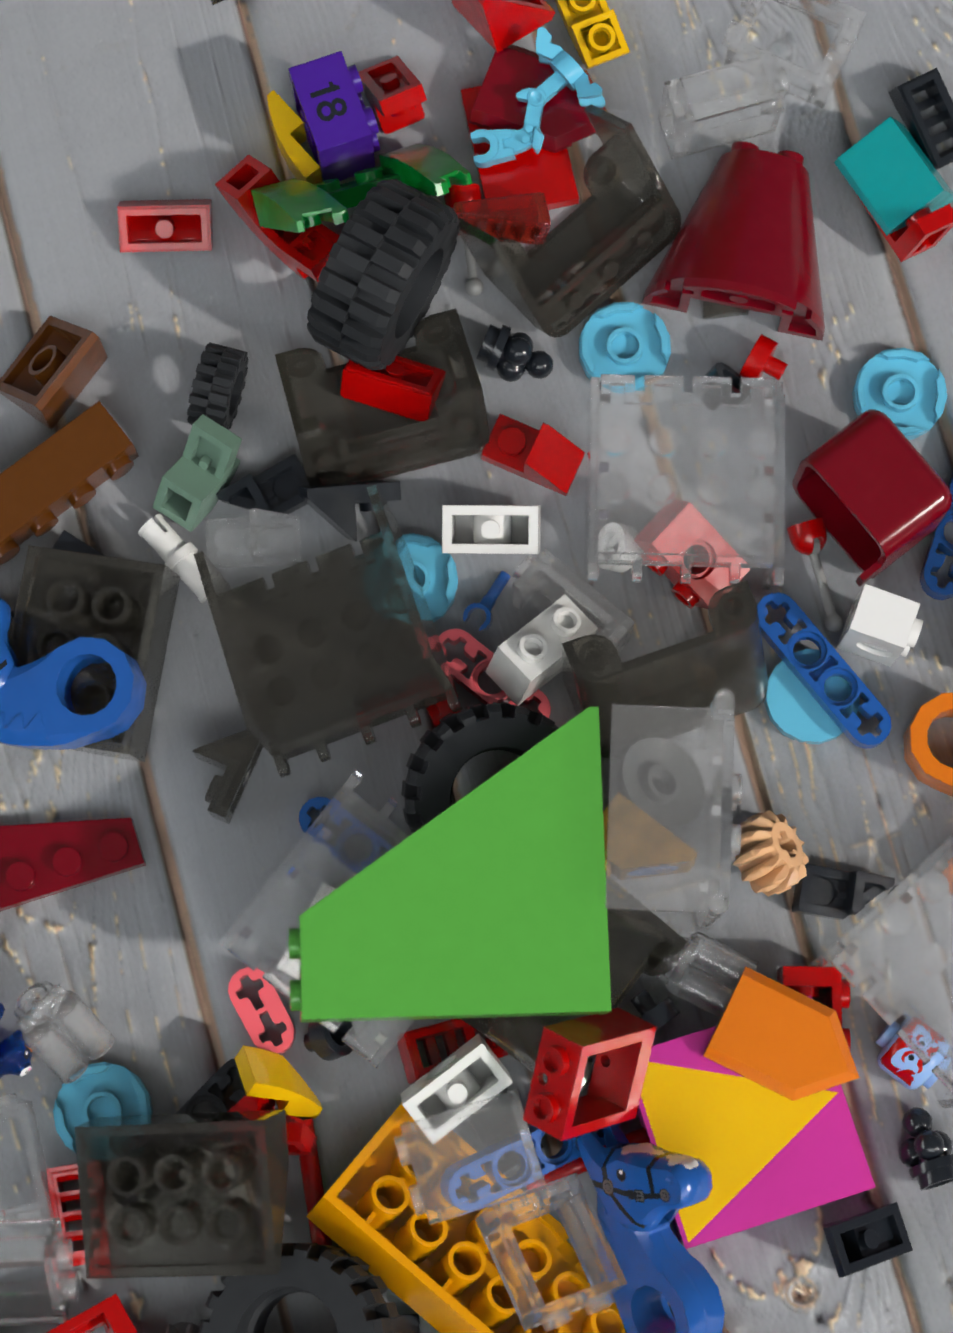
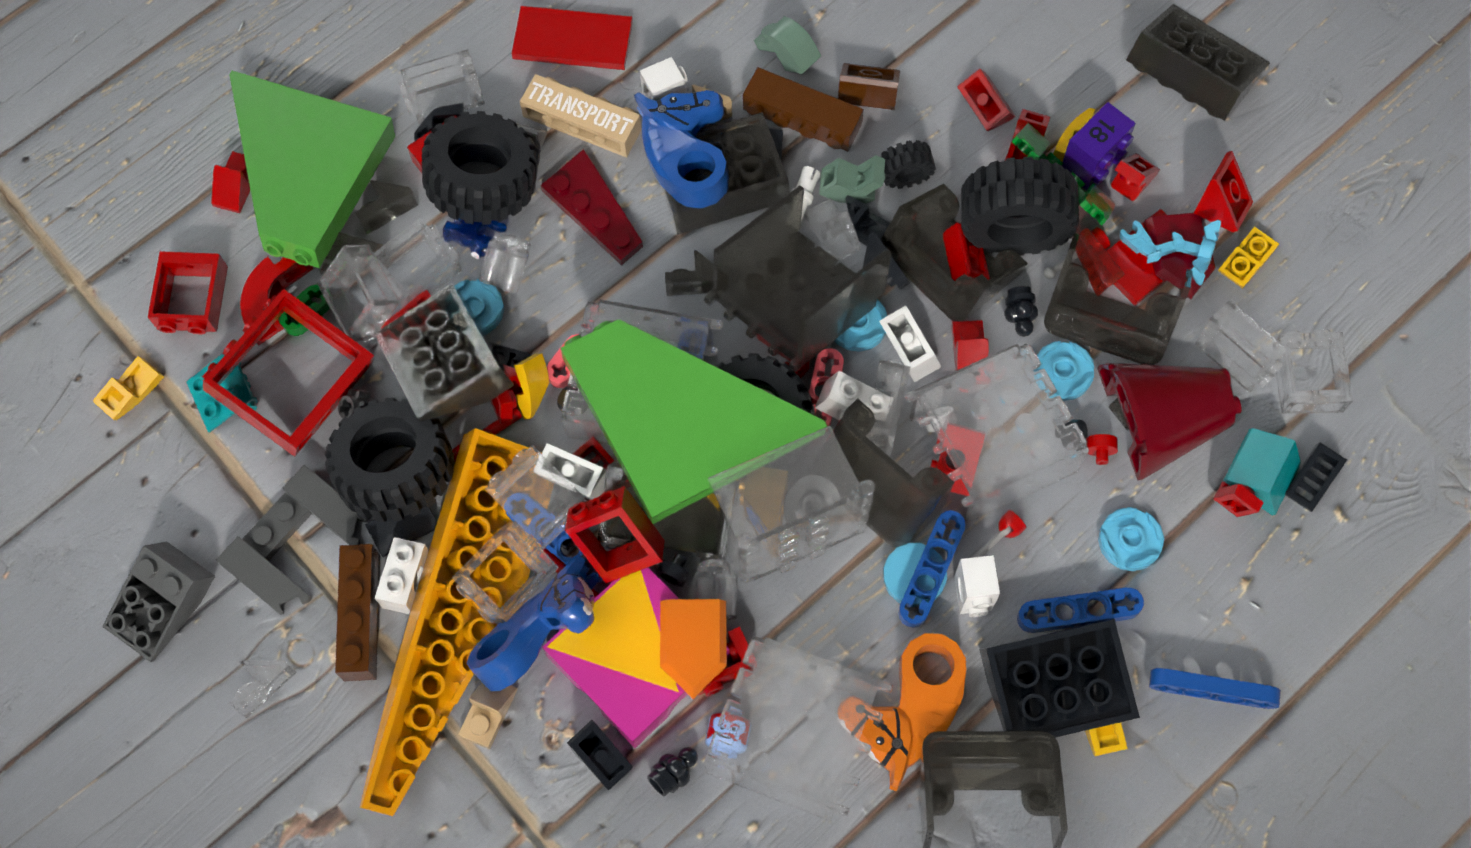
camera: 65 degrees right, 10 degrees down
(488, 601) = (864, 368): blue hand -> none
(770, 854) = (803, 588): light nougat gear -> none
(836, 892) = (801, 635): black slope -> none
(872, 492) = (1055, 541): dark red piece -> none

